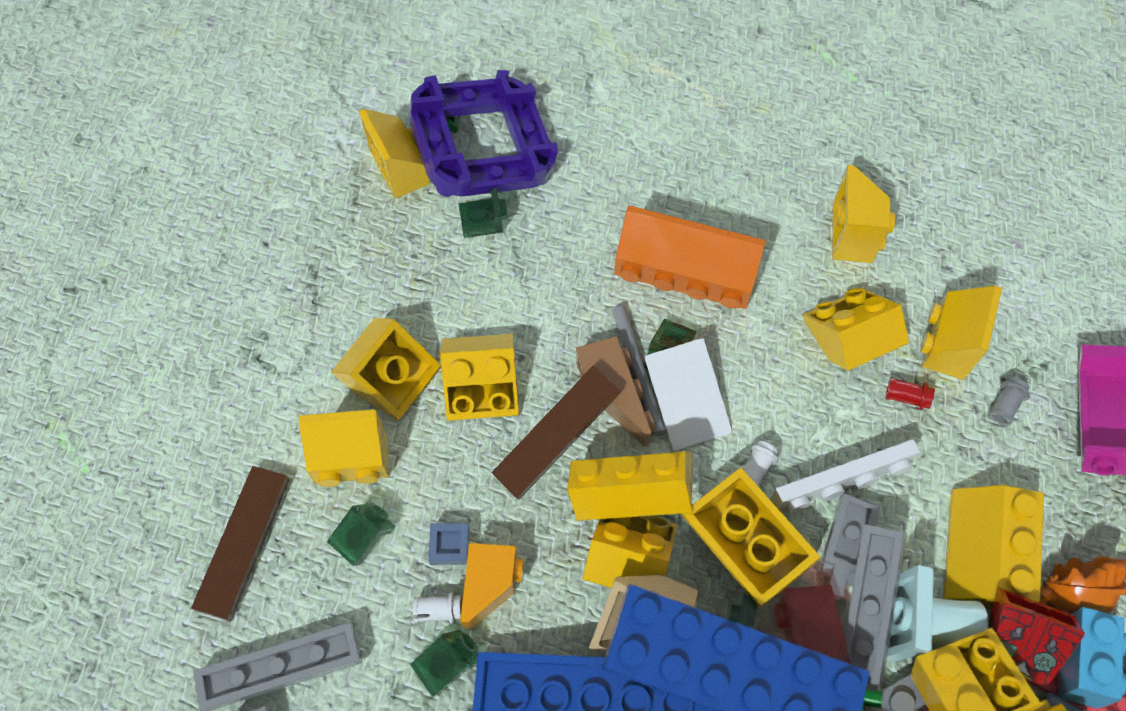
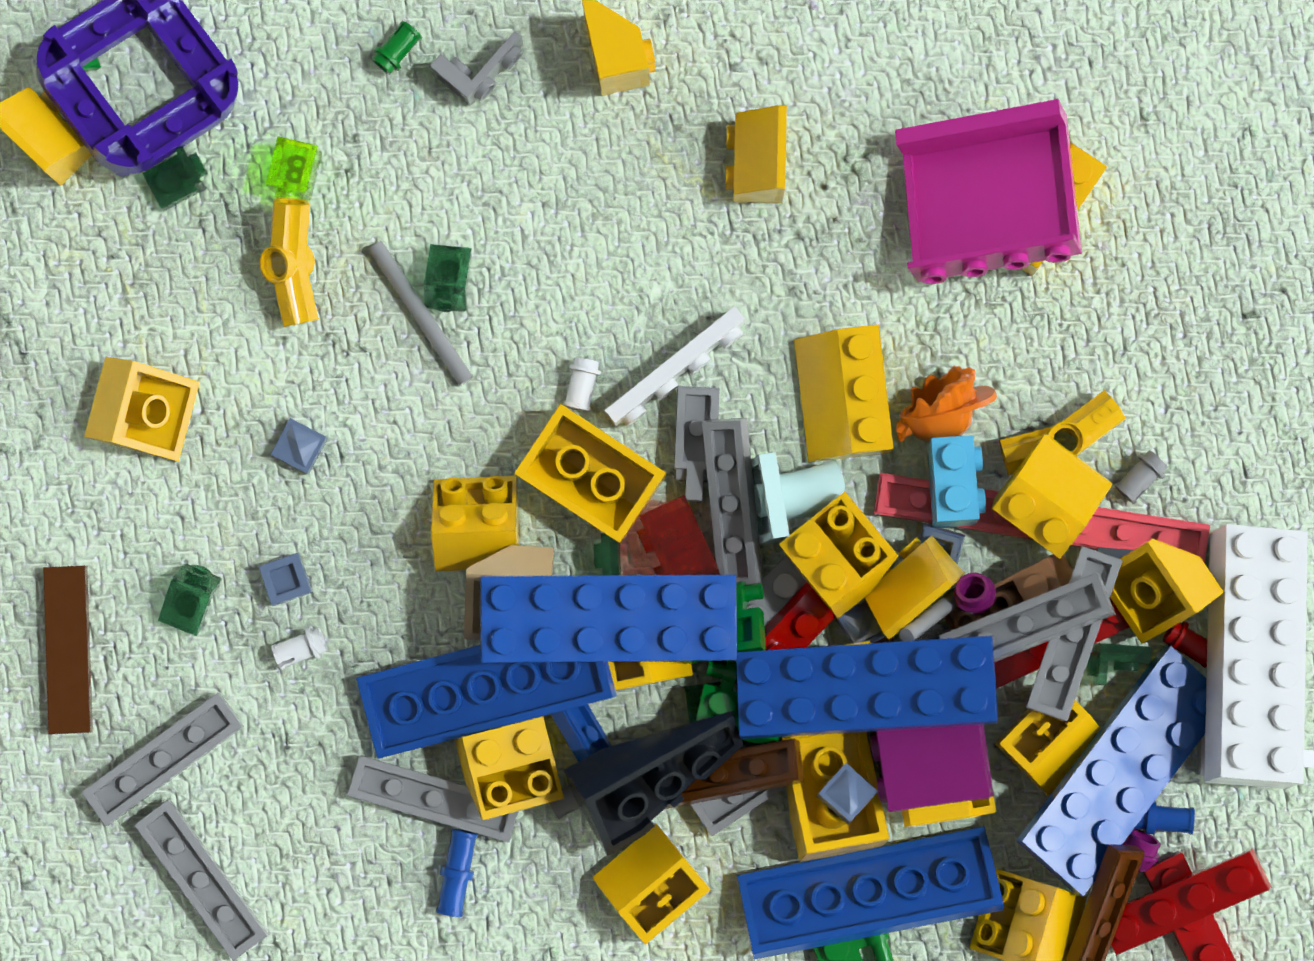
camera: 15 degrees left, 20 degrees up
(344, 447) = (138, 519): yellow slope -> none
(445, 661) = (327, 696): clear green bracket -> none
(479, 377) = (248, 383): yellow slope -> none
(488, 580) = (341, 603): light orange slope -> none
(500, 438) = (299, 446): none -> sand blue tile
(548, 295) = (290, 261): none -> yellow piece
(556, 432) = (355, 423): reddish brown tile -> none
(575, 233) = (293, 169): none -> clear neon green brick
(615, 365) = (391, 342): medium nougat slope -> none
(631, 486) = (453, 457): yellow slope -> none
(676, 180) = (396, 48): none -> green pin
(688, 257) = (434, 167): orange slope -> none
(688, 394) = (483, 329): white sticker -> none
(724, 210) = (456, 73): none -> light grey bracket
(857, 327) = (647, 184): yellow slope -> none
(910, 393) = (724, 244): red pin -> none
(1012, 395) = (833, 217): light grey pin -> none
(1034, 634) = (888, 483): red torso -> none

